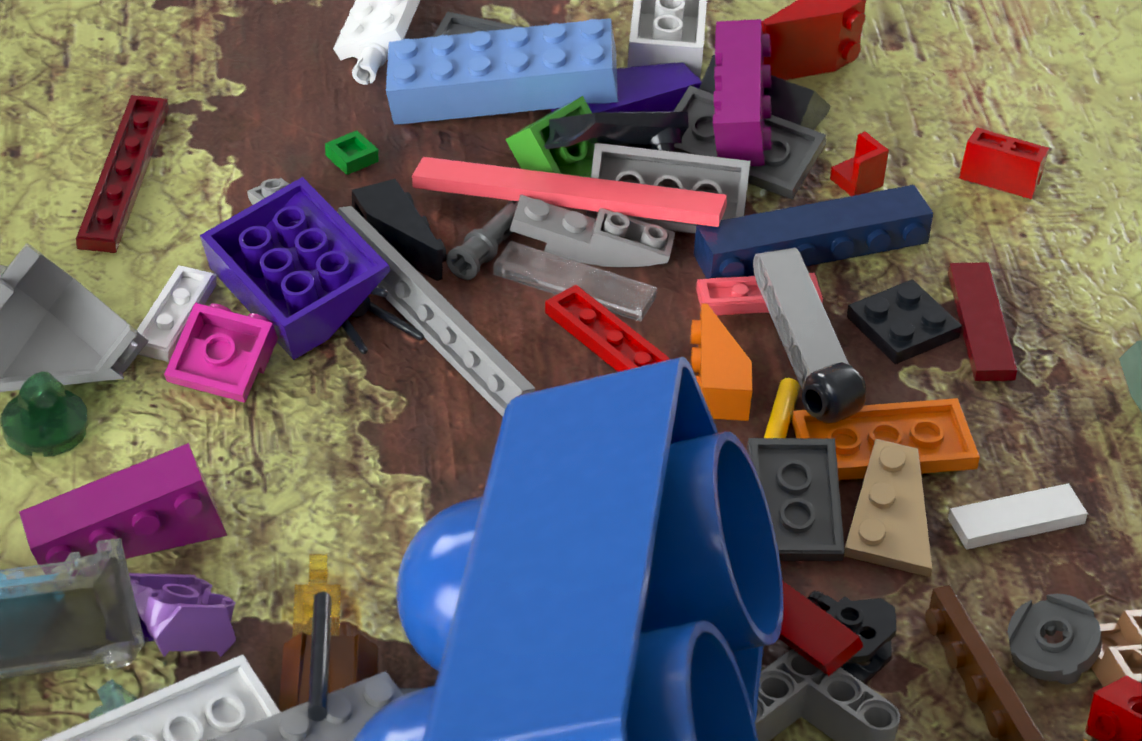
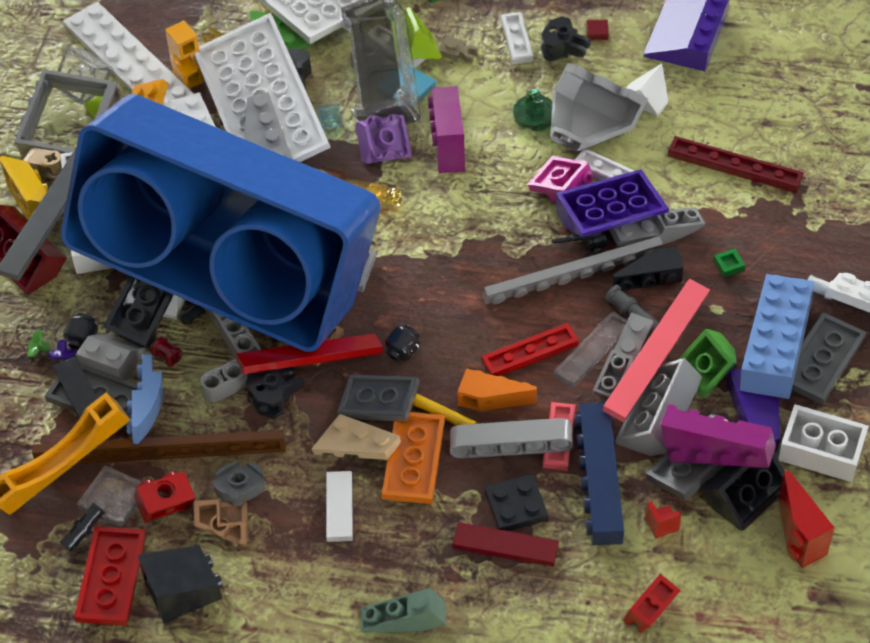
camera: 110 degrees right, 10 degrees up
(320, 657) = (343, 176): black bar -> none
(627, 129) = (701, 375): black slope -> none
(834, 393) = (438, 424): black head -> none

